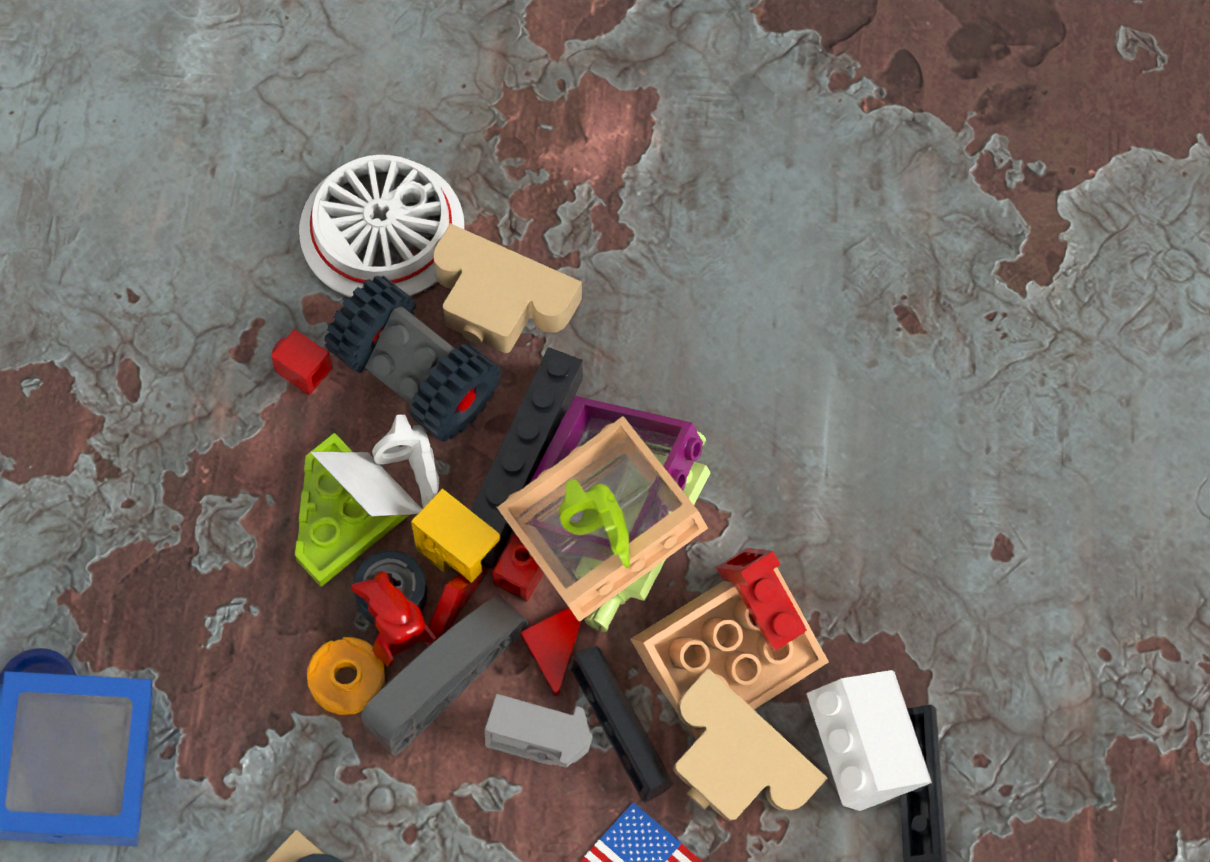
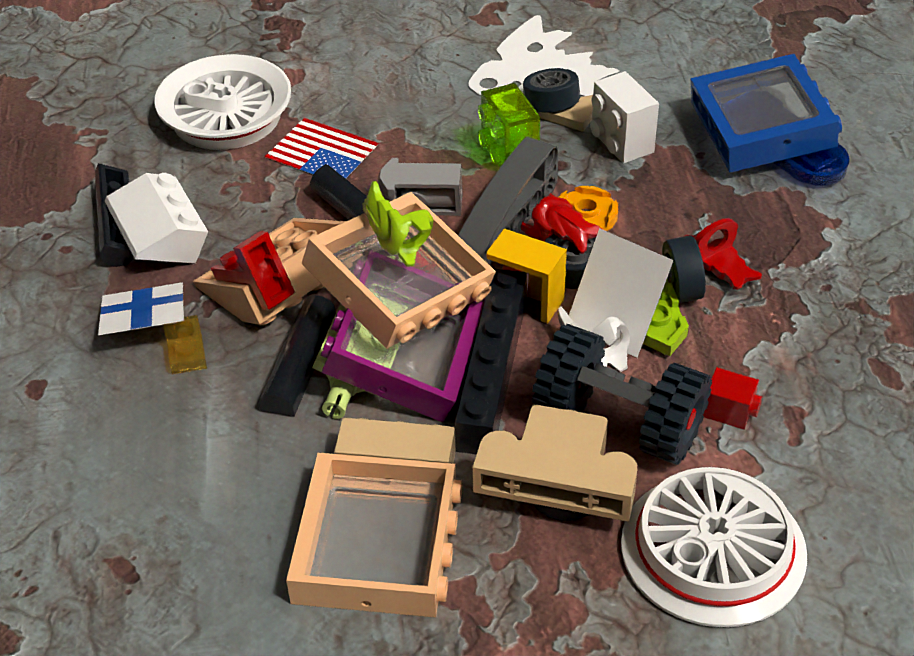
camera: 170 degrees right, 20 degrees down
(227, 557) = (722, 257): none -> red hair
(248, 791) = (624, 117): none -> white brick
(281, 519) = (687, 268): none -> black wheel
(402, 807) = (506, 121): none -> clear neon green brick
(642, 370) = (396, 440): none -> tan brick
(676, 289) = (375, 535): none -> piece
(723, 518) = (297, 357): none -> black brick
(738, 754) = (260, 196): tan brick -> none
(841, 557) = (185, 345): none -> clear yellow bracket
(887, 611) = (141, 308): none -> white sticker

